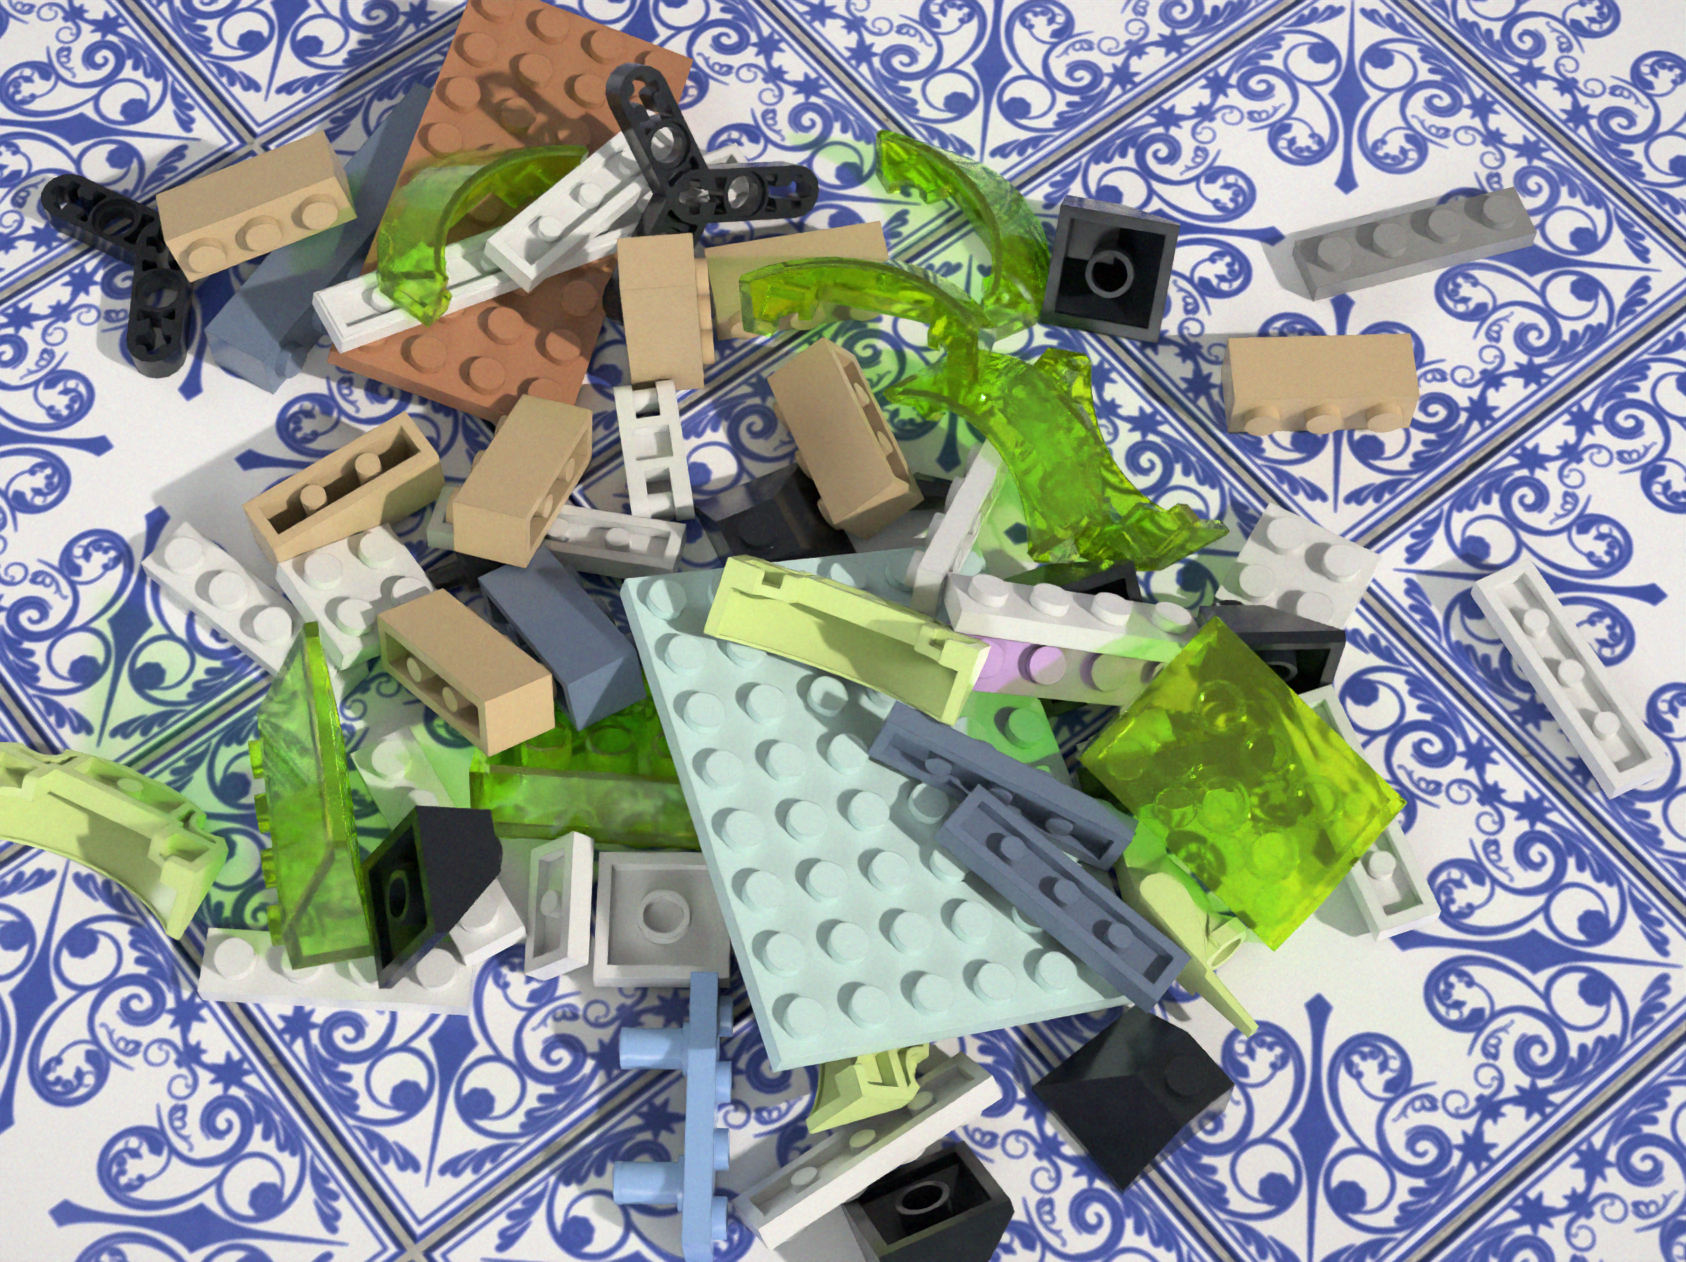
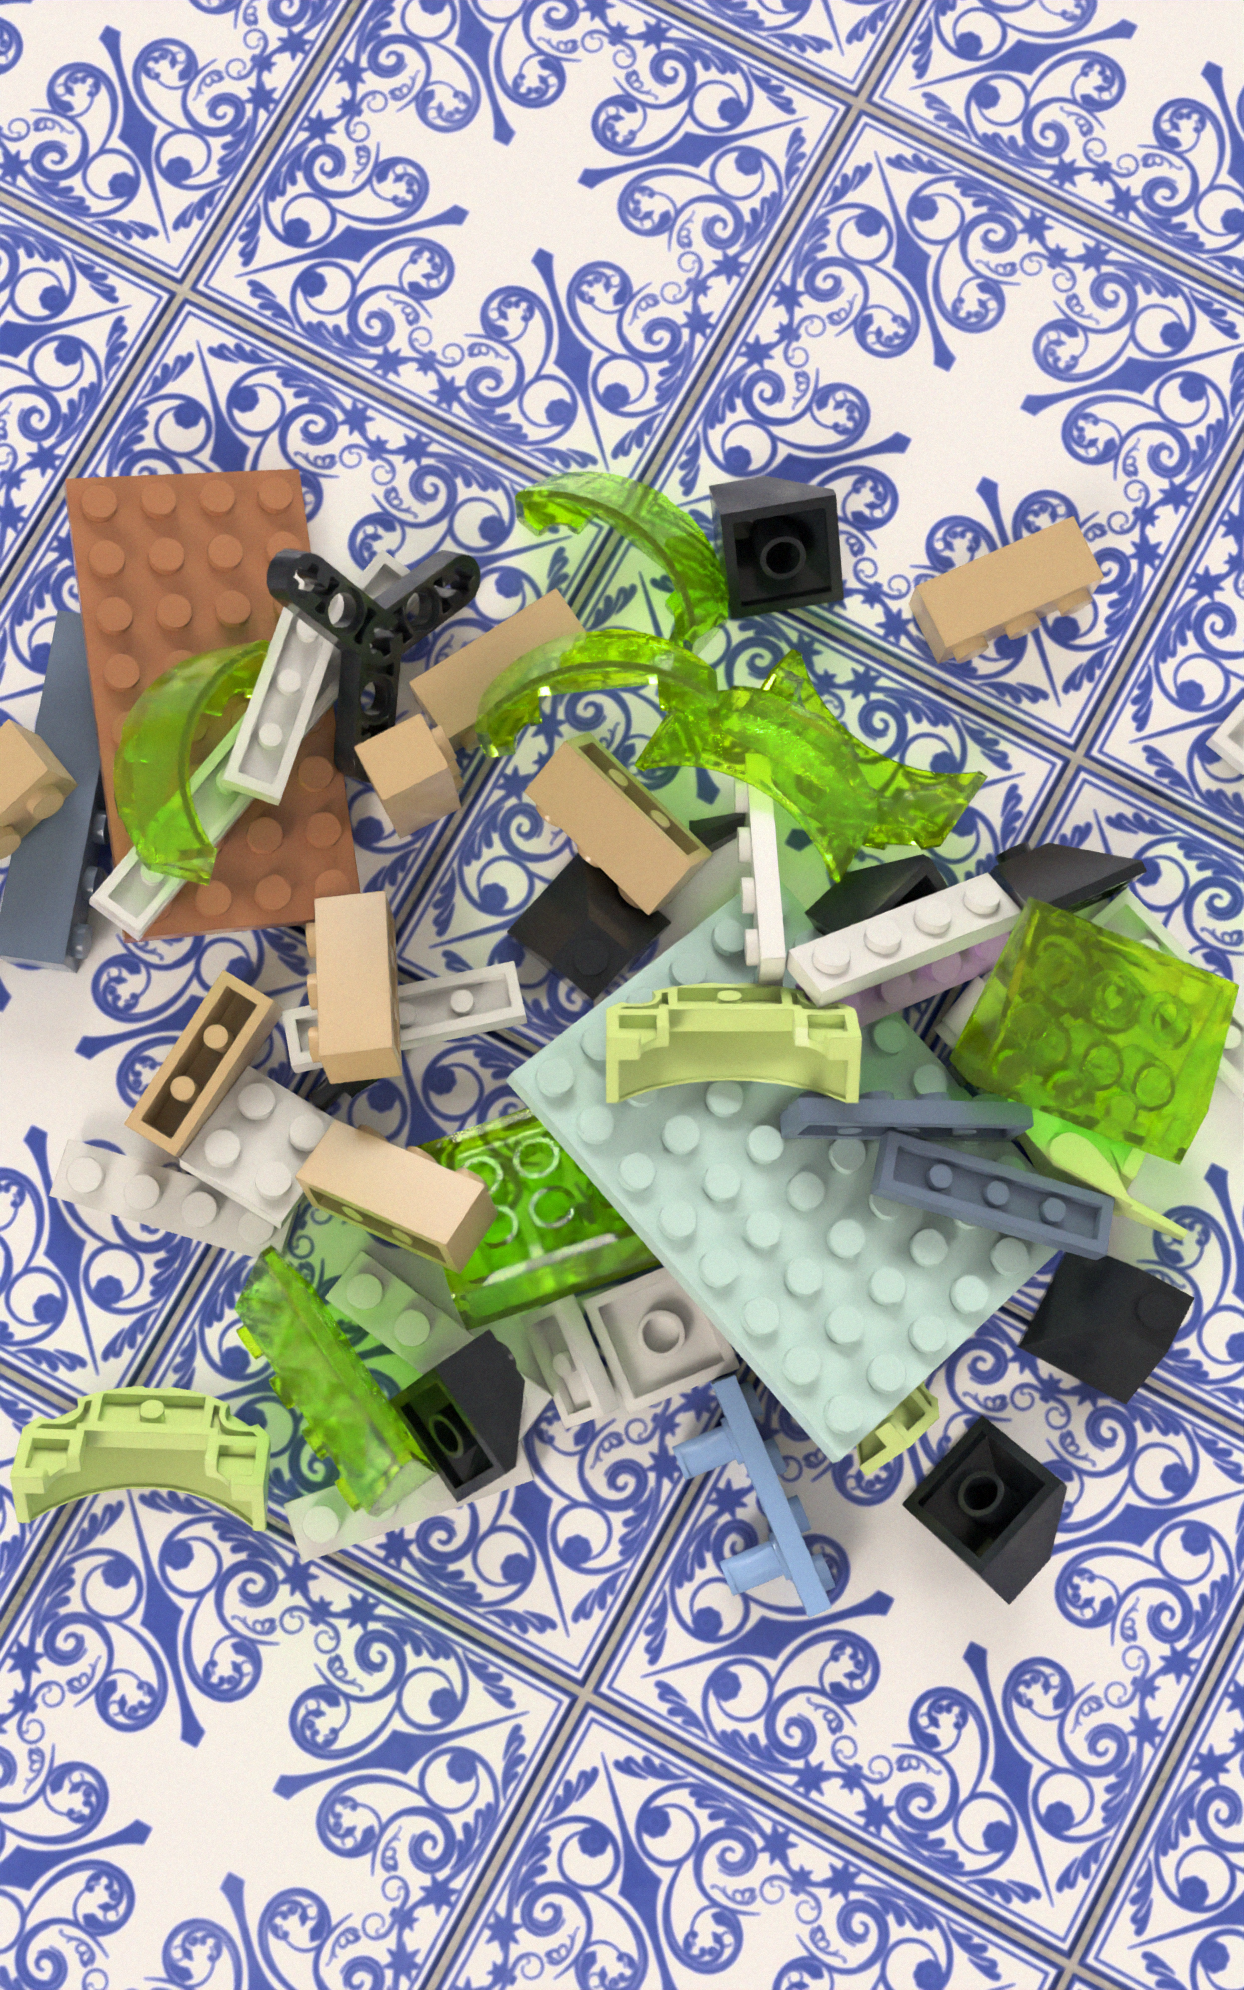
camera: 25 degrees left, 20 degrees up
(569, 633) = (465, 1123): sand blue brick -> none
(654, 451) = (449, 896): white plate -> none
(864, 1152) = (902, 1488): white plate -> none
(1300, 569) = (1055, 790): white plate -> none
(1413, 243) = (1030, 403): light grey plate -> none

